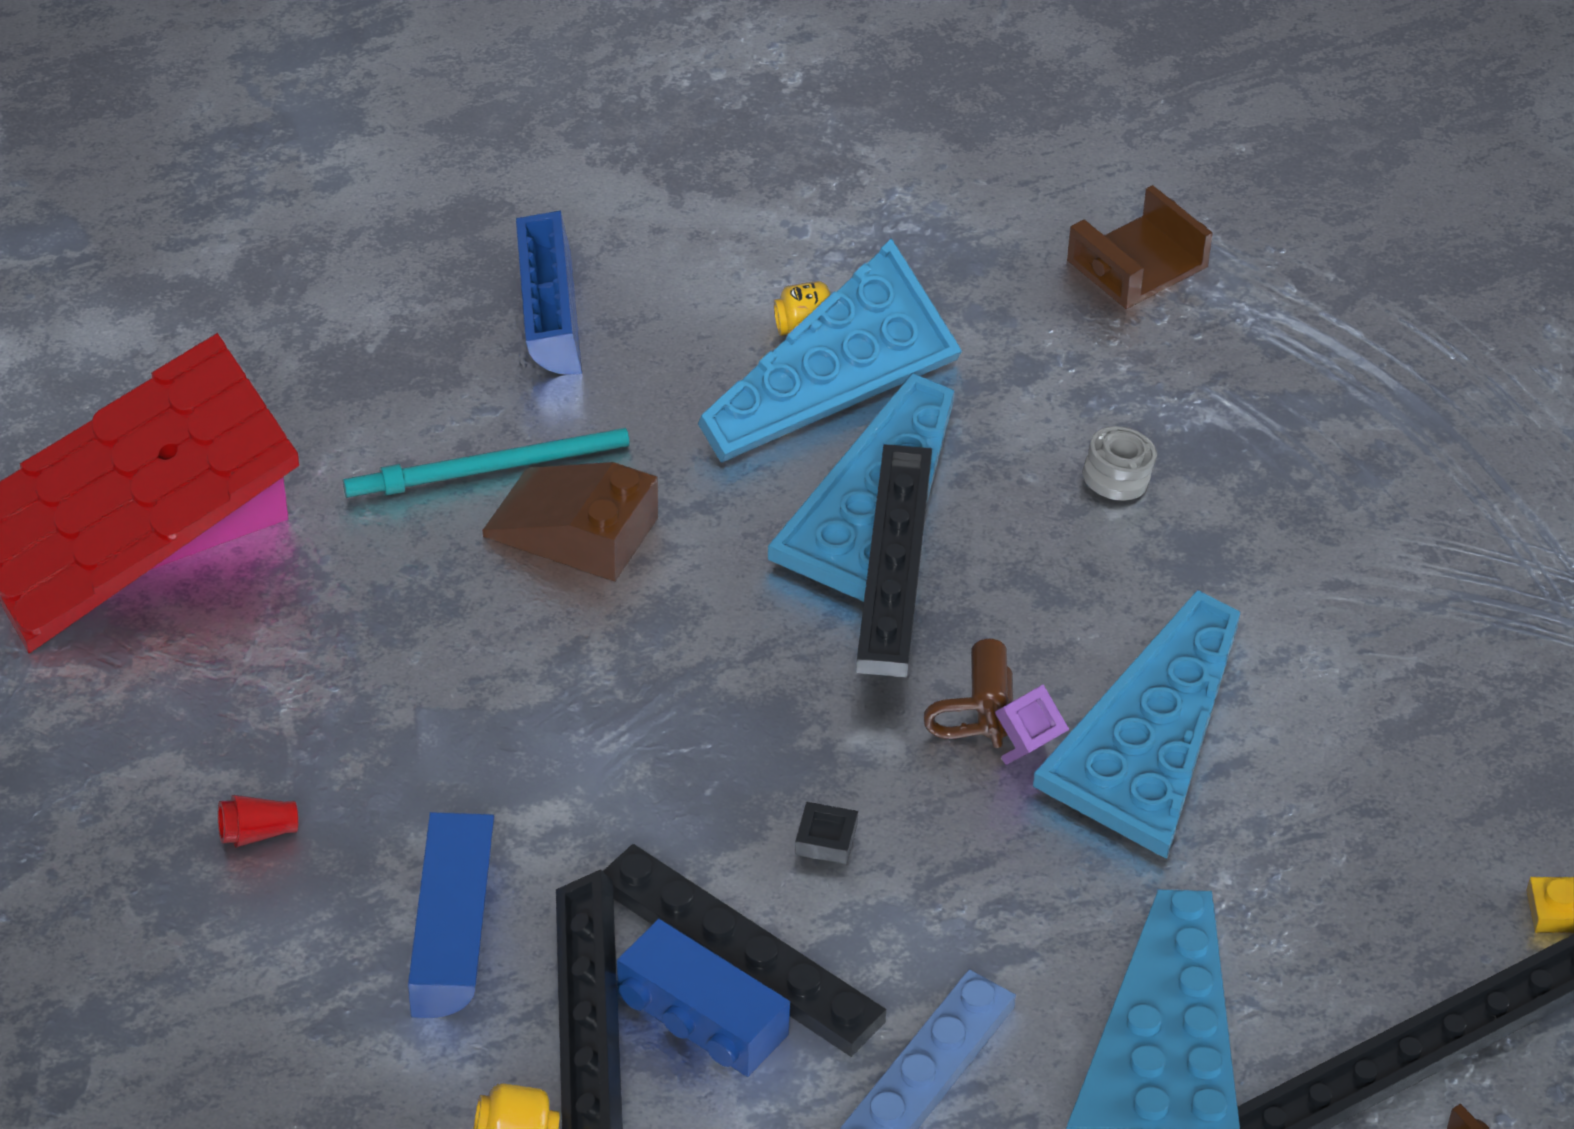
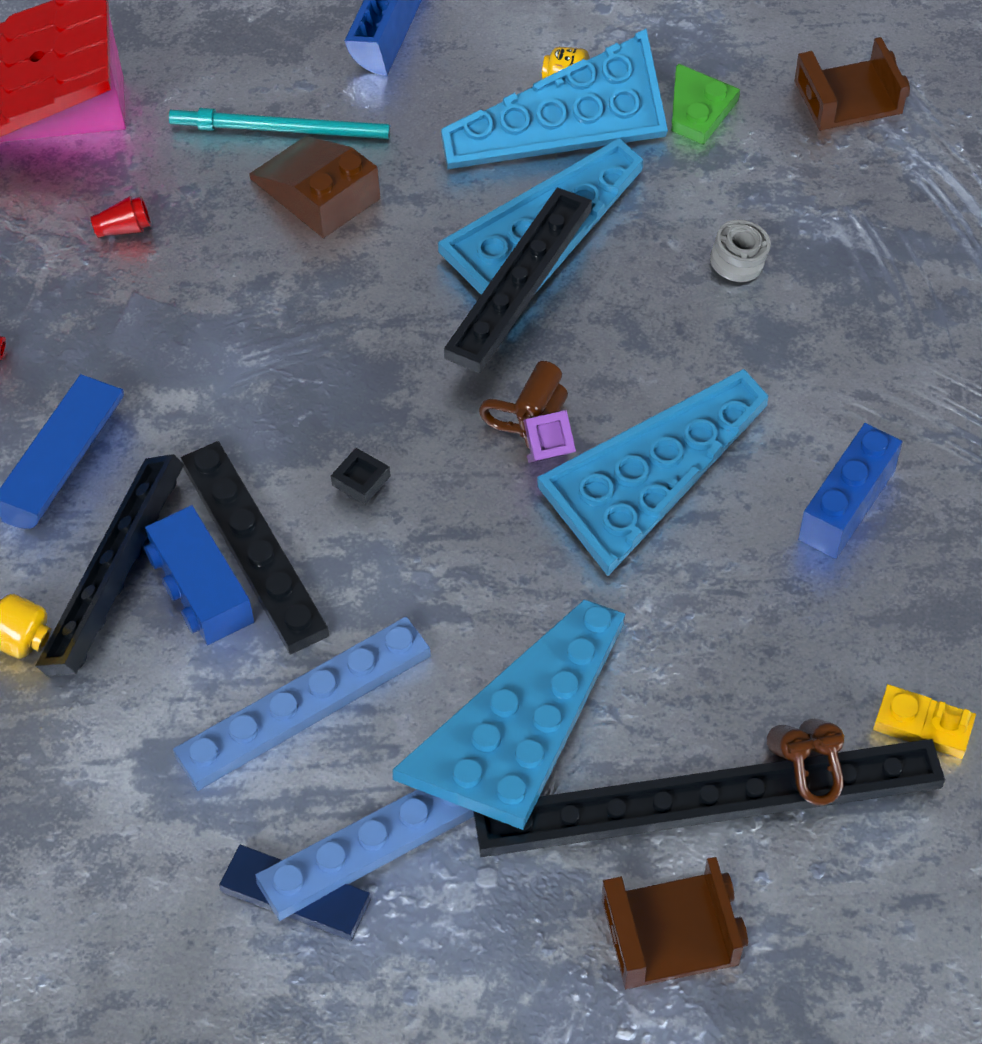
camera: 25 degrees right, 10 degrees up
(360, 621) = (122, 218): none -> red cone
(975, 311) = (700, 103): none -> bright green wing
(1384, 687) = (850, 490): none -> blue brick
(1482, 961) = (797, 745): none -> reddish brown piece

